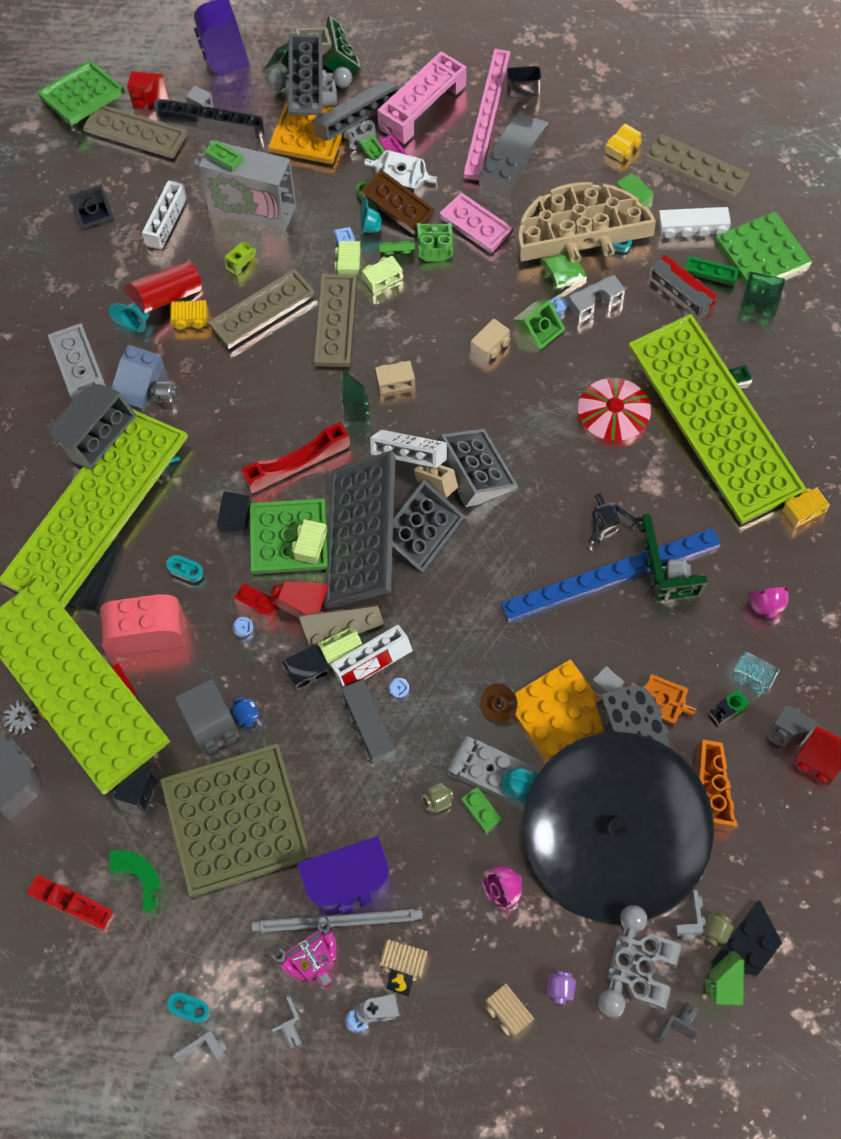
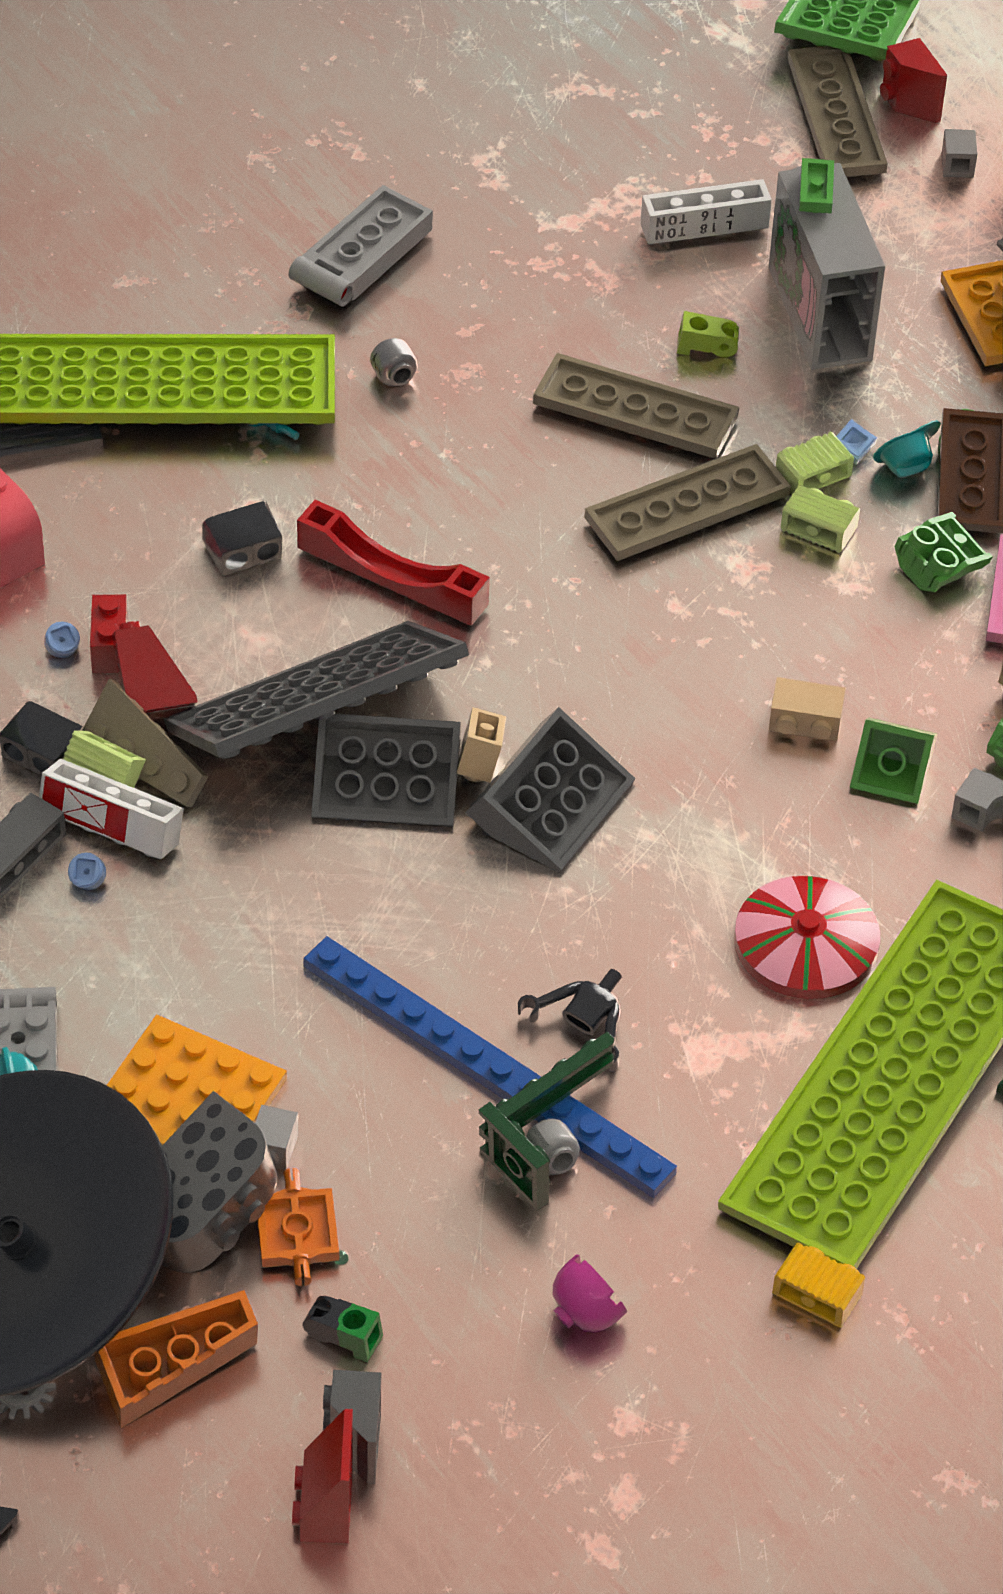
camera: 55 degrees right, 15 degrees down
(91, 206) = (654, 127): black slope -> none
(92, 424) = (261, 300): dark grey brick -> none
(128, 316) = (495, 261): teal piece -> none
(137, 374) = (401, 311): sand blue slope -> none
(164, 286) = (571, 269): red brick -> none
(186, 568) = (111, 528): teal plate -> none
(189, 314) = (553, 326): yellow brick -> none
(209, 118) = (936, 181): black beam -> none
(274, 531) = (254, 621): bright green plate -> none
(309, 541) = (254, 640): yellowish green brick -> none
(354, 400) = (546, 579): clear green slope -> none
(395, 377) = (637, 620): tan brick -> none
(403, 246) = (883, 506): bright green plate -> none
(409, 448) = (507, 684): white brick -> none
(491, 703) = (141, 1006): reddish brown dish -> none
(559, 305) = (953, 772): light blue tile -> none
(755, 673) = (436, 1337): clear light blue brick -> none

